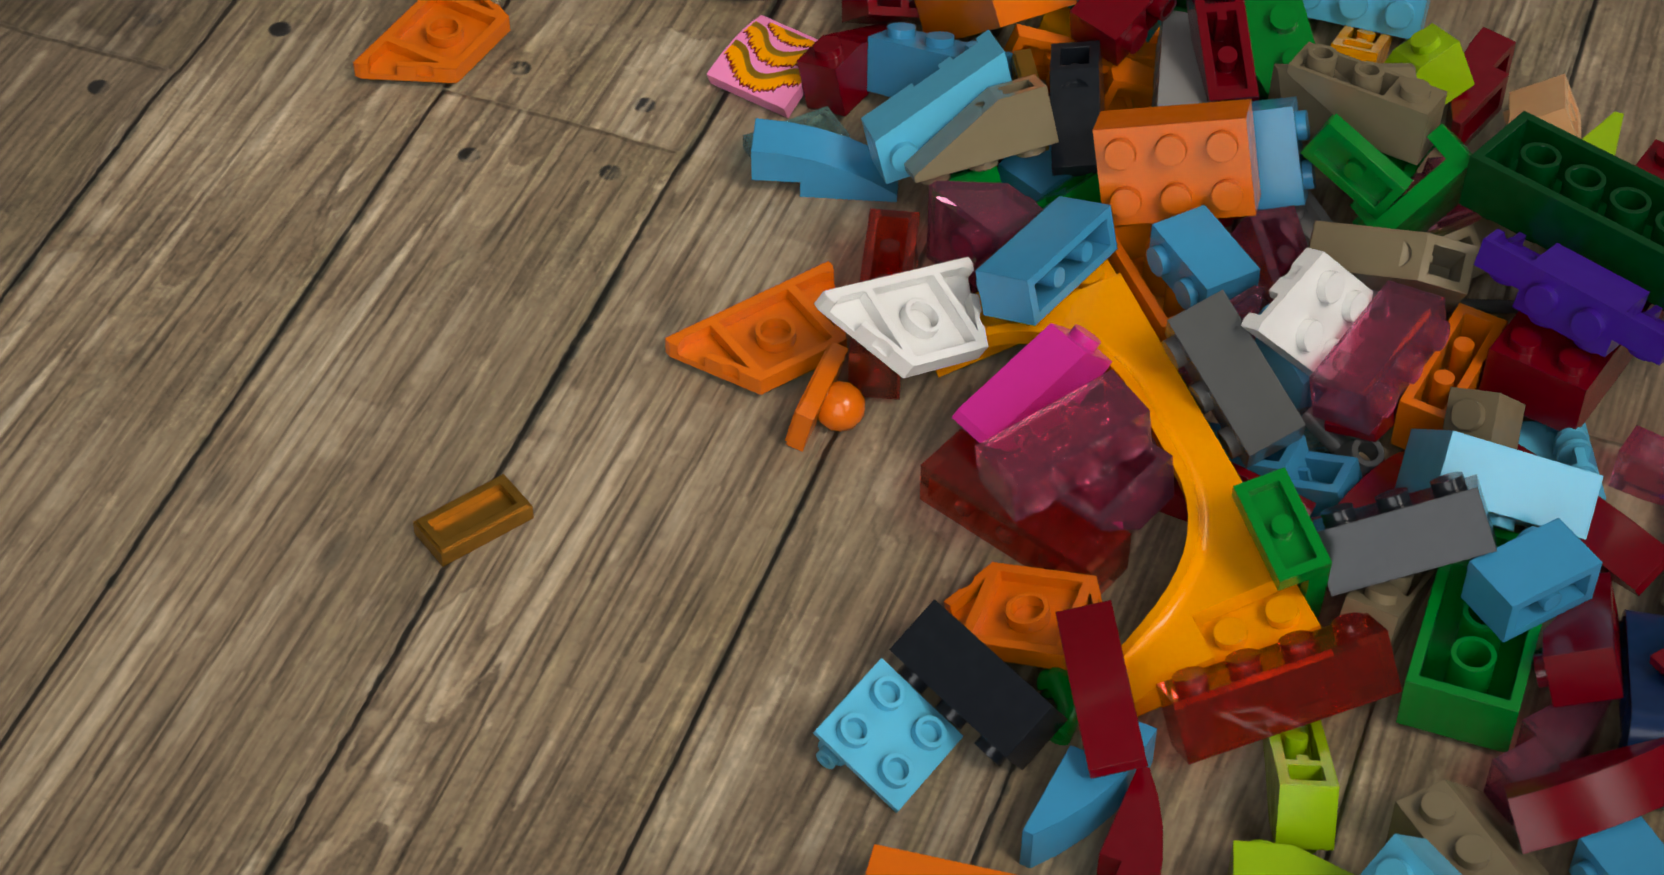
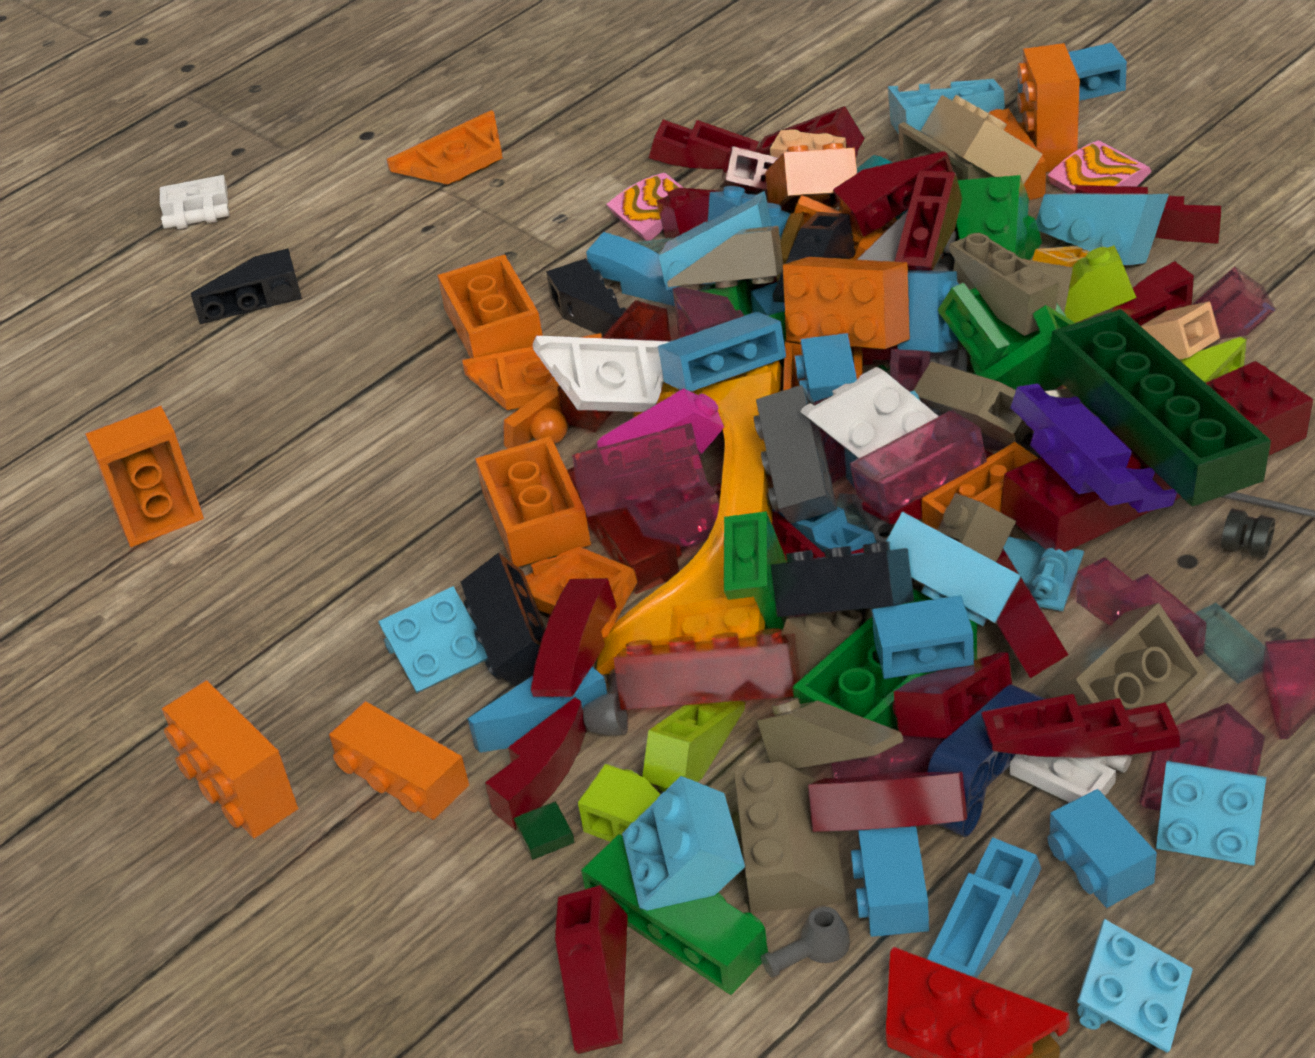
camera: 30 degrees right, 5 degrees down
(89, 168) = (194, 202): none -> white plate
(281, 290) = (249, 287): none -> black slope
(360, 608) = (145, 475): none -> orange brick
(473, 520) = (276, 447): pearl gold tile -> none
(662, 258) = (489, 307): none -> orange brick
(778, 220) = (582, 297): none -> black slope
(901, 516) = (533, 501): none -> orange brick
(1171, 766) = (604, 713): none -> dark grey bar
(1474, 733) = (821, 734): none -> dark tan slope
(1581, 60) = (1237, 304): none -> clear pink slope

